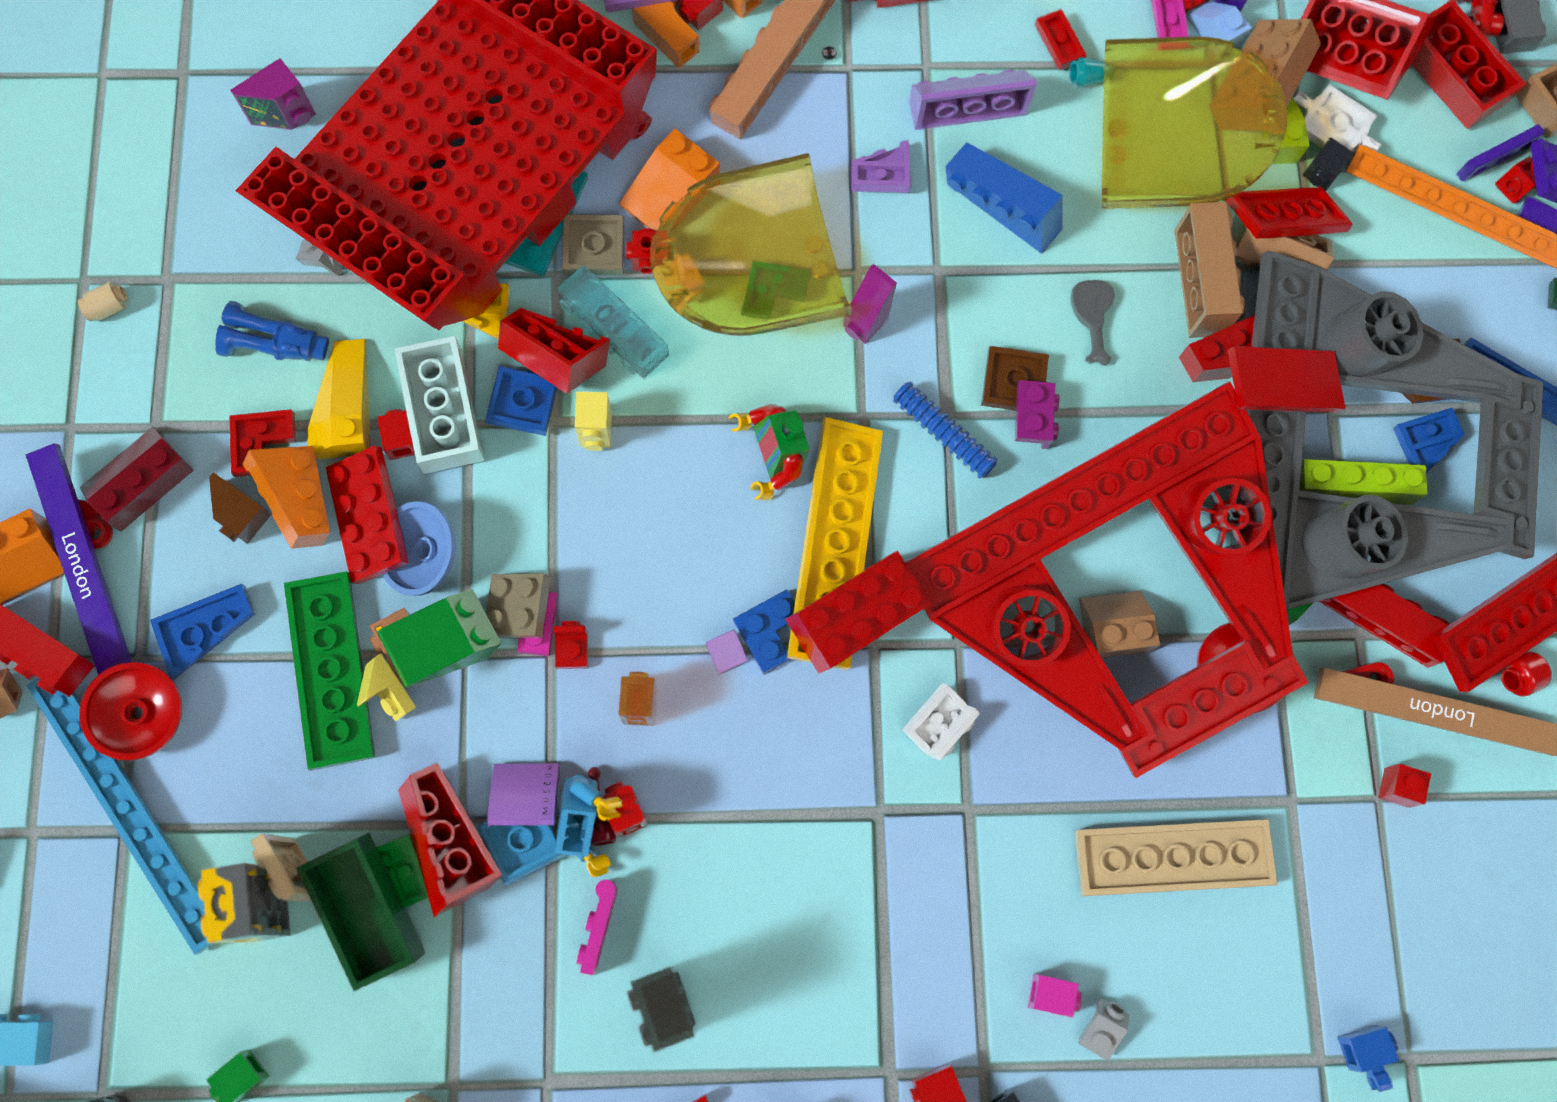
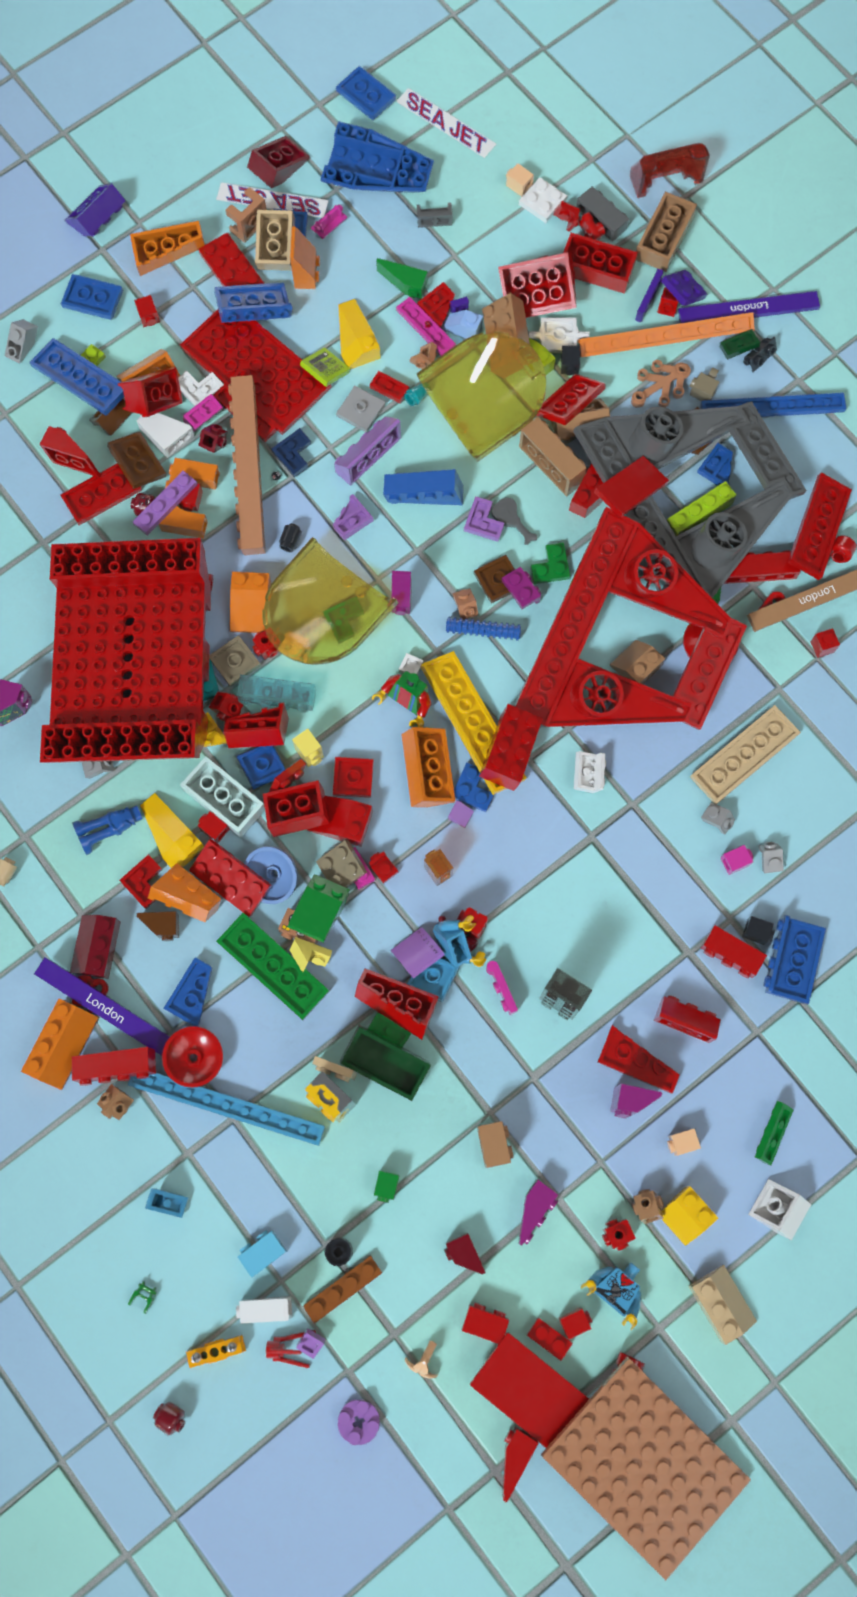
camera: 30 degrees left, 0 degrees up
(516, 486) = (295, 808): none -> red brick
(535, 292) = (225, 705): none -> red brick
(536, 439) = (288, 776): none -> red wing
(566, 544) = (347, 820): none -> red slope
(625, 500) = (353, 777): none -> red plate
(730, 558) = (428, 767): none -> orange slope
(785, 139) = (290, 537): none -> black brick
(812, 410) = (411, 664): none -> white plate
(869, 31) = (288, 452): none -> dark blue plate
(946, 381) = (465, 603): none -> nougat bracket
(1002, 42) = (360, 409): none -> light grey plate
(1046, 288) = (480, 524): none -> medium lavender plate
(1072, 917) = (718, 817): none -> light grey bracket
(1100, 420) = (556, 567): none -> green plate
(1140, 29) = (425, 357): none -> nougat bracket
(1433, 276) = (662, 382): none -> nougat plant
(1490, 320) = (705, 385): none -> dark tan brick

